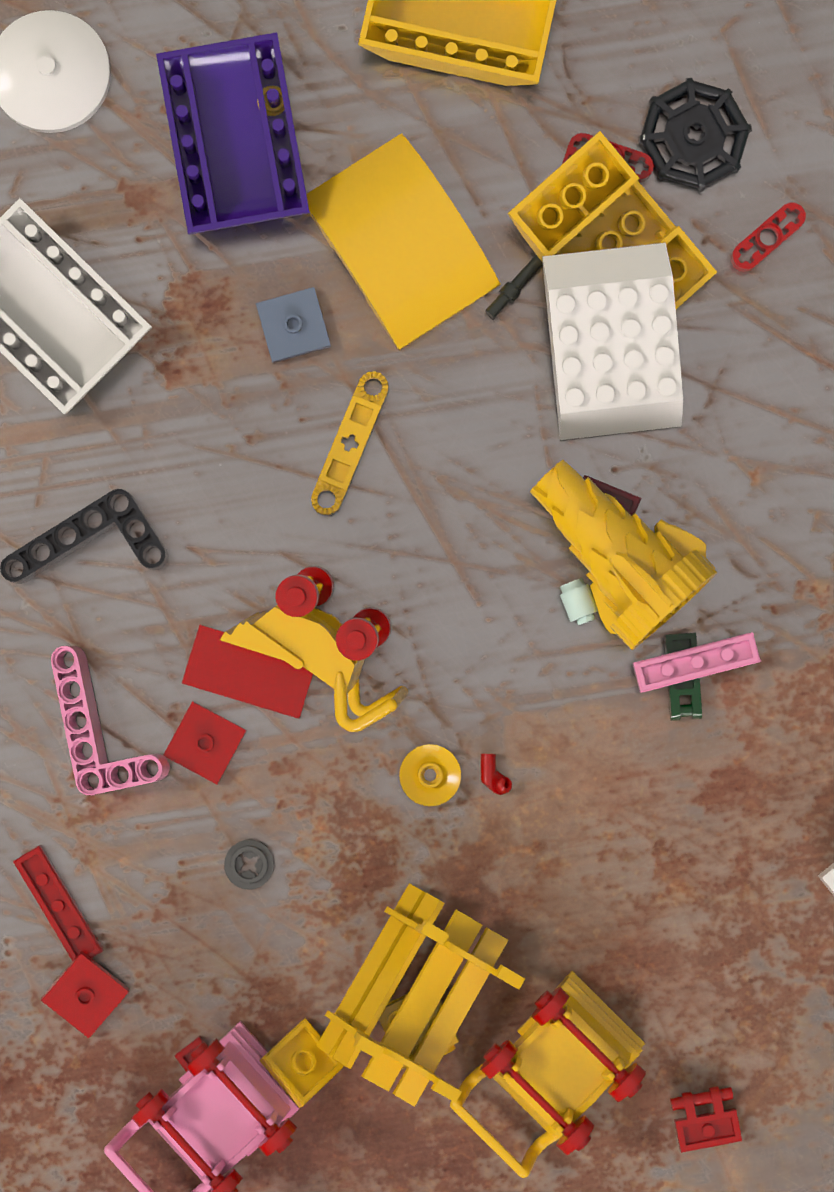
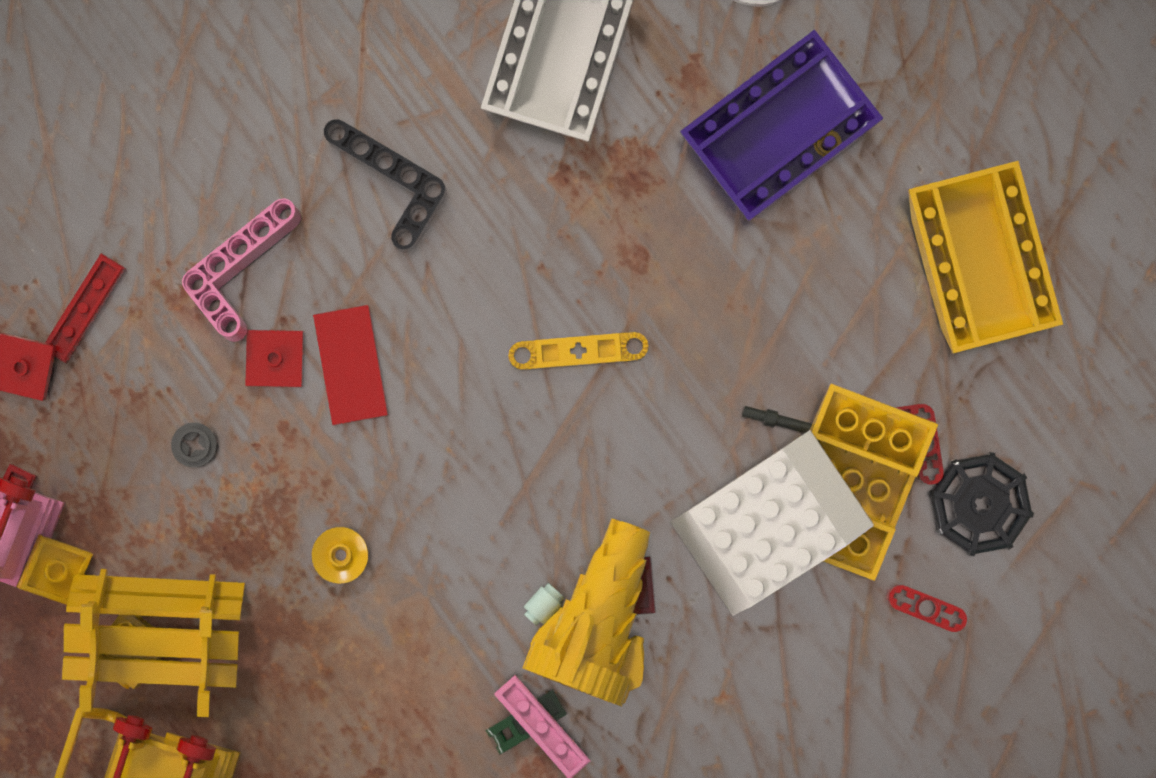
camera: 70 degrees right, 0 degrees up
(293, 325) = (652, 255): sand blue plate -> none
(321, 643) = (398, 412): yellow piece -> none
(402, 240) = (767, 307): yellow slope -> none
(491, 777) = (364, 606): red arm -> none

